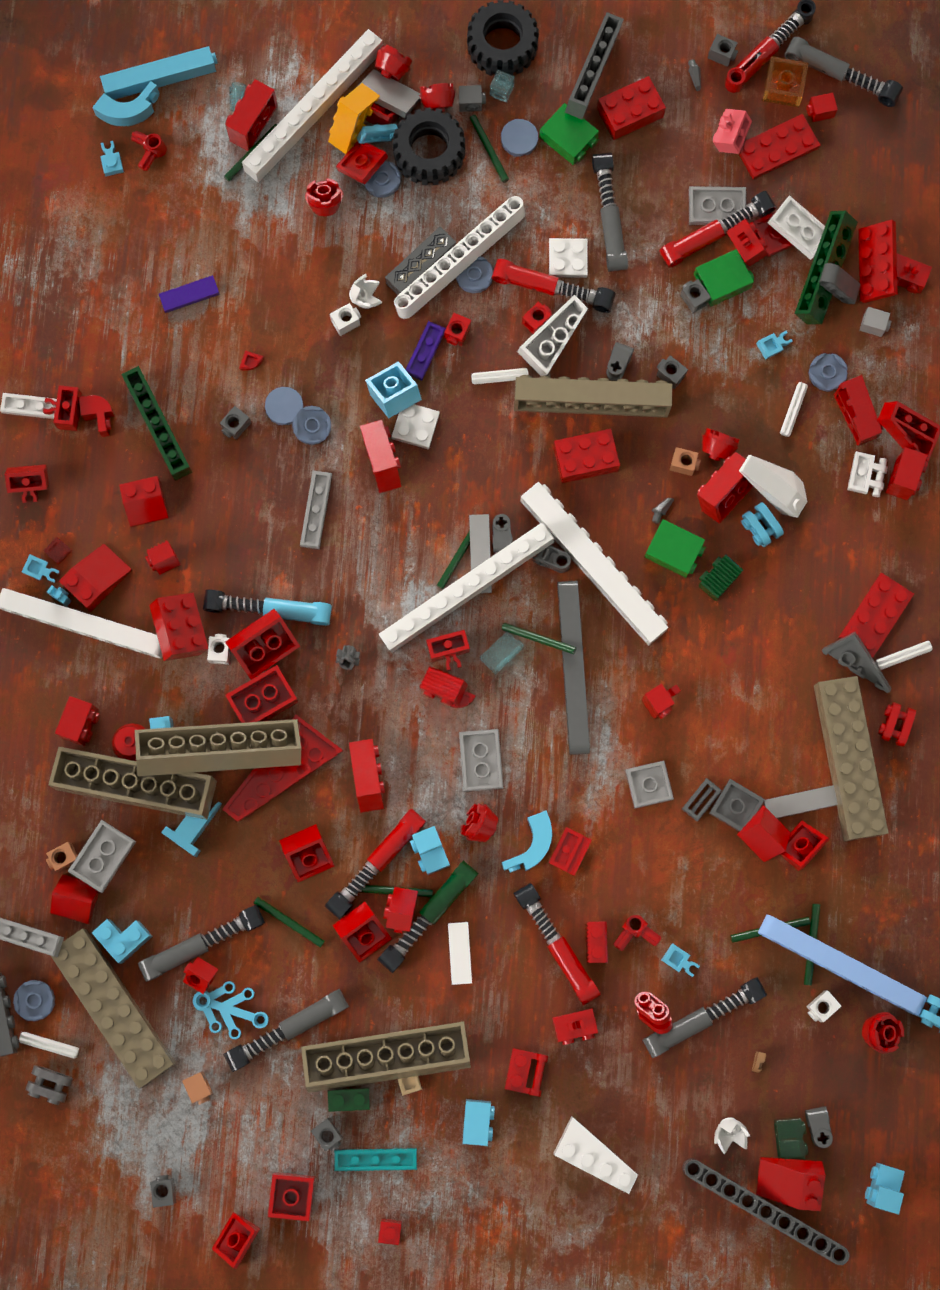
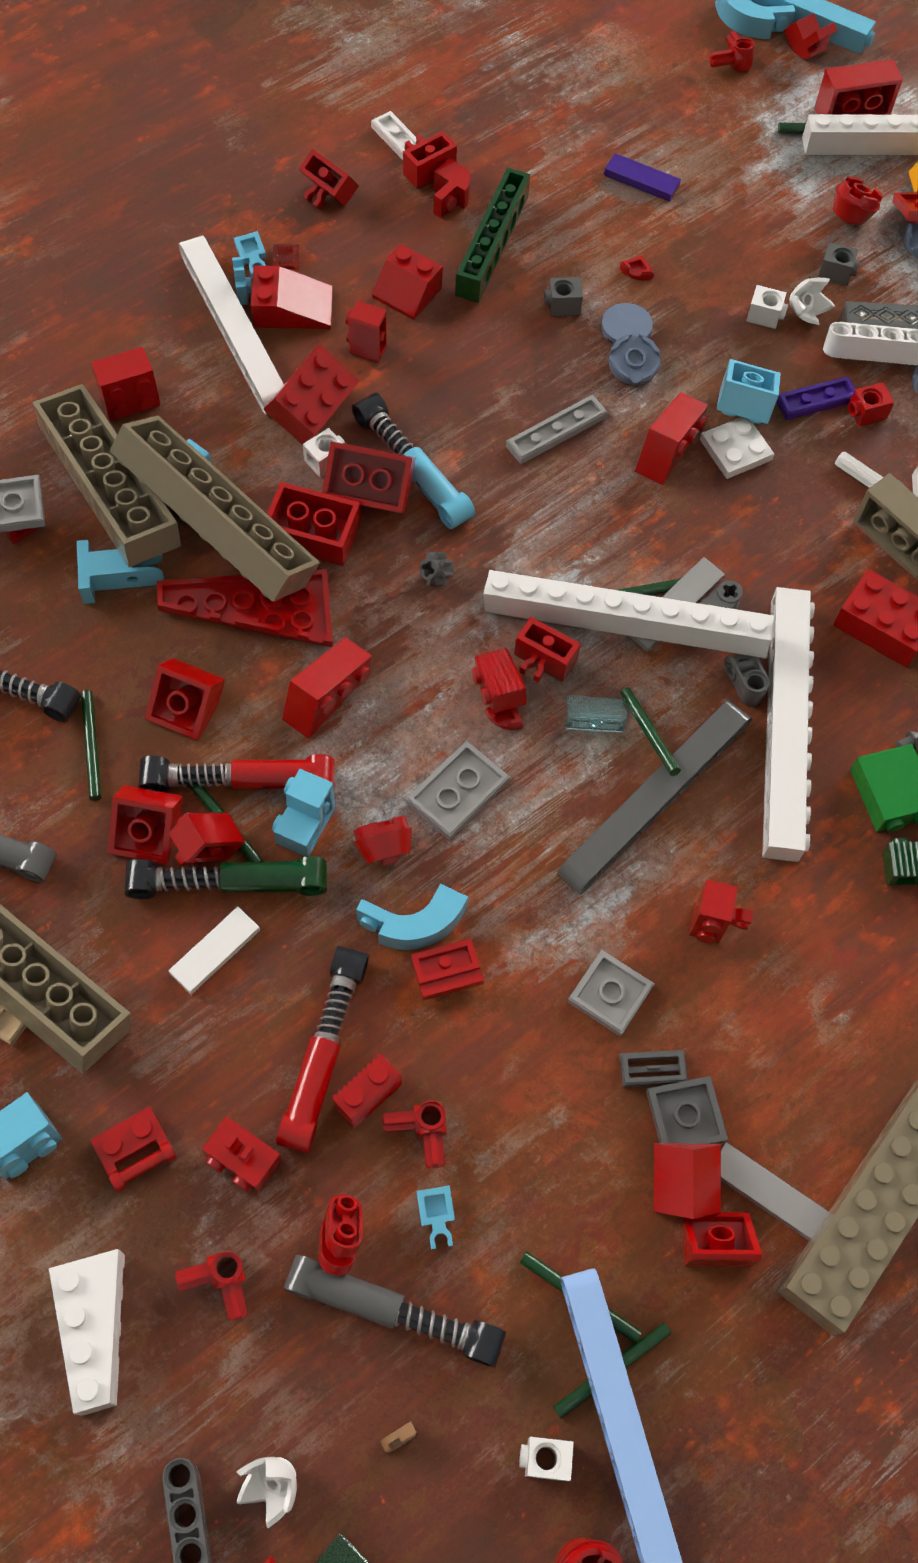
camera: 45 degrees right, 15 degrees down
(111, 161) = (691, 39): medium azure plate -> none
(180, 95) = (807, 38): none -> red brick
(350, 256) = (839, 263): none -> dark grey brick
(628, 1080) = (230, 1287): none -> red axle

